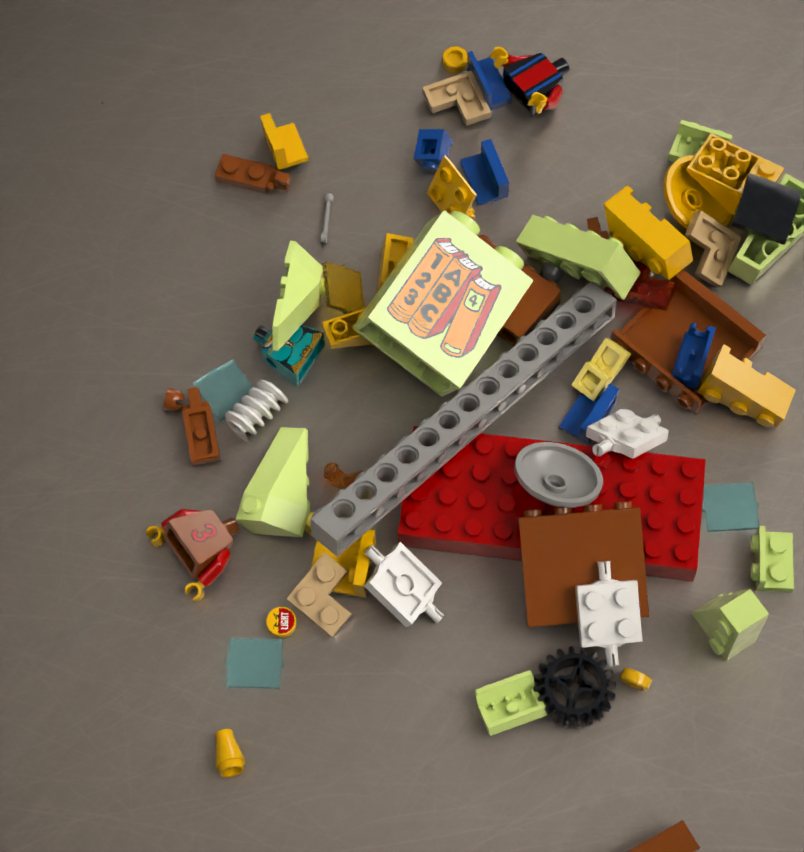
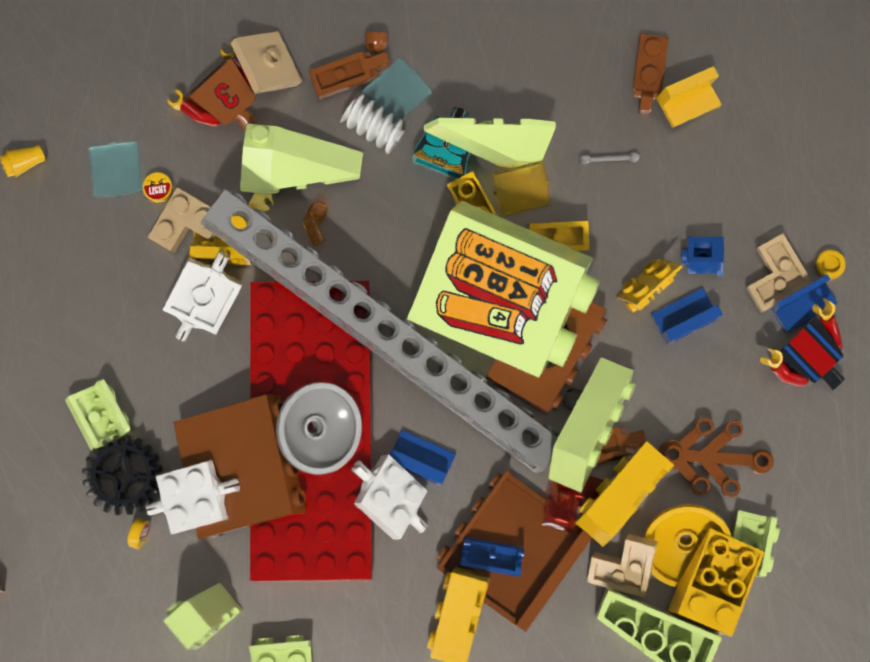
camera: 75 degrees right, 15 degrees up
(175, 497) = (266, 62): none -> tan plate
(601, 370) = (466, 464): light yellow slope -> none
(617, 172) = (710, 457): none -> dark orange plant
(730, 507) = (336, 613): clear light blue piece -> none
(766, 208) = (667, 618): black slope -> none

